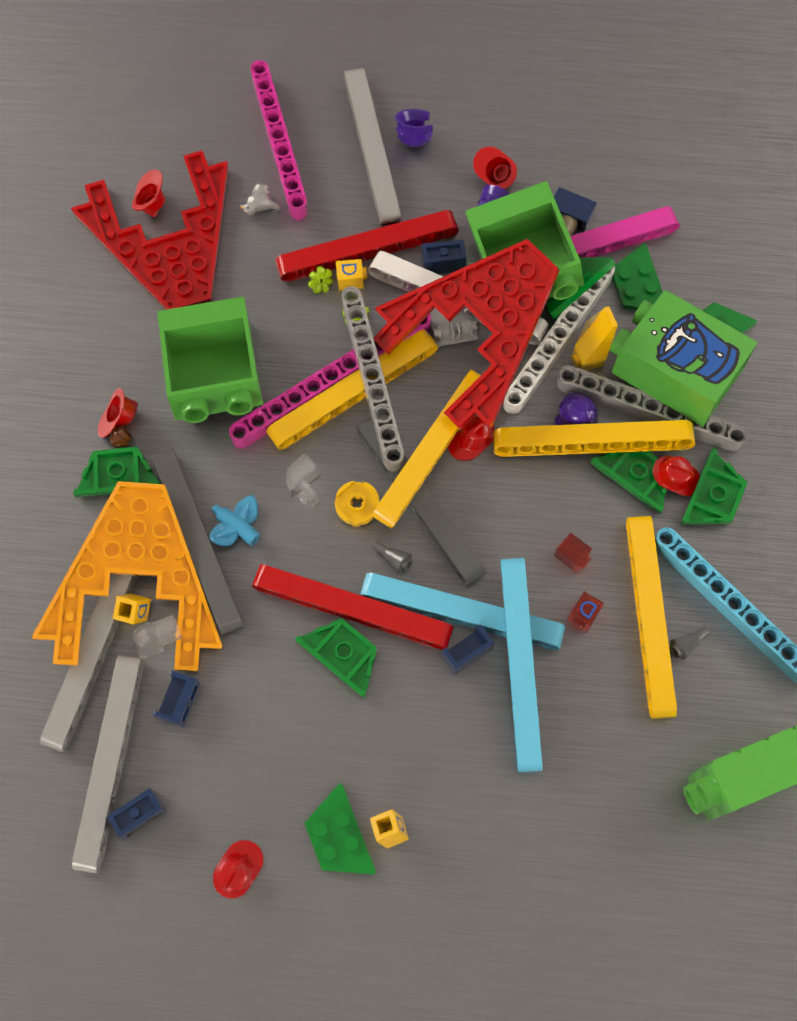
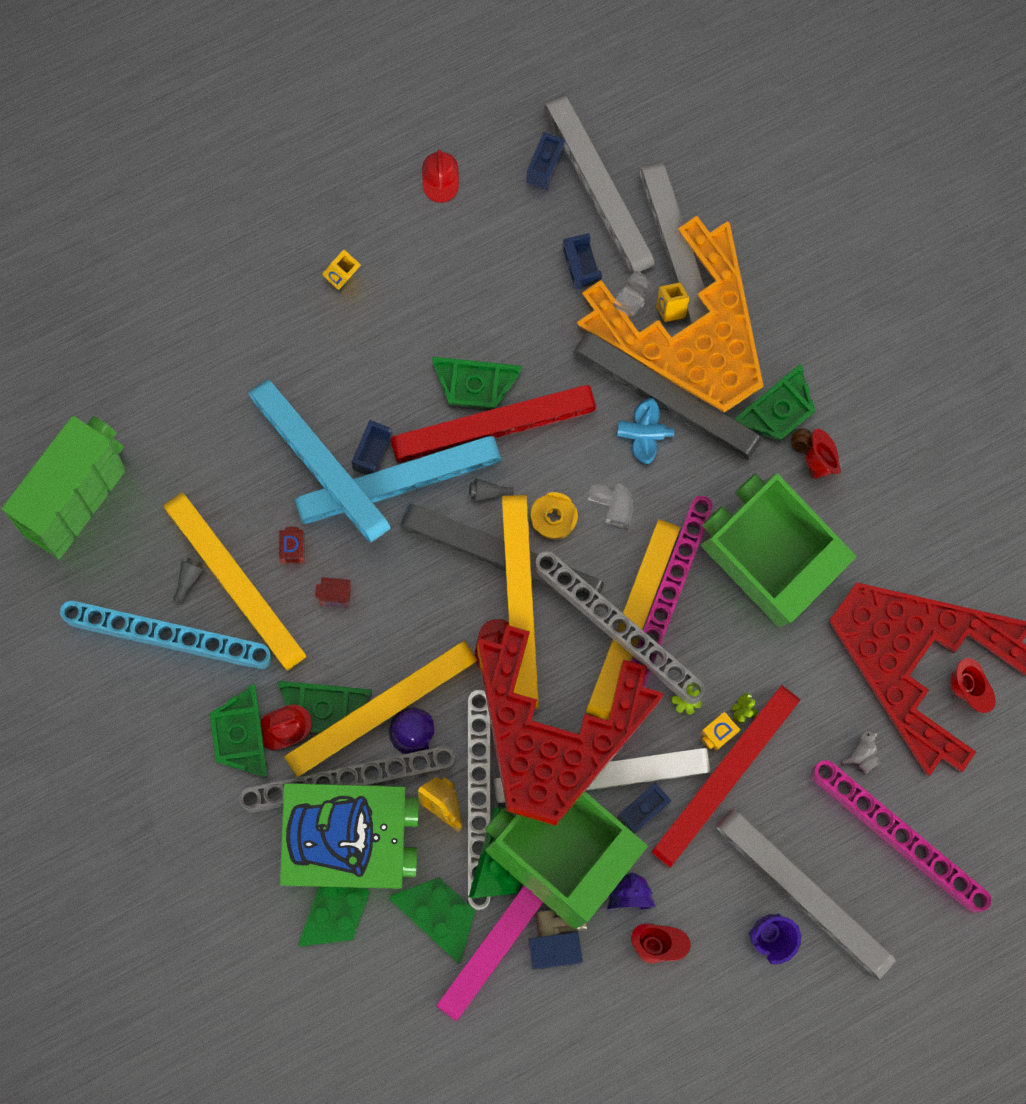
camera: 140 degrees right, 5 degrees up
(338, 836) = (378, 245): green wing -> none

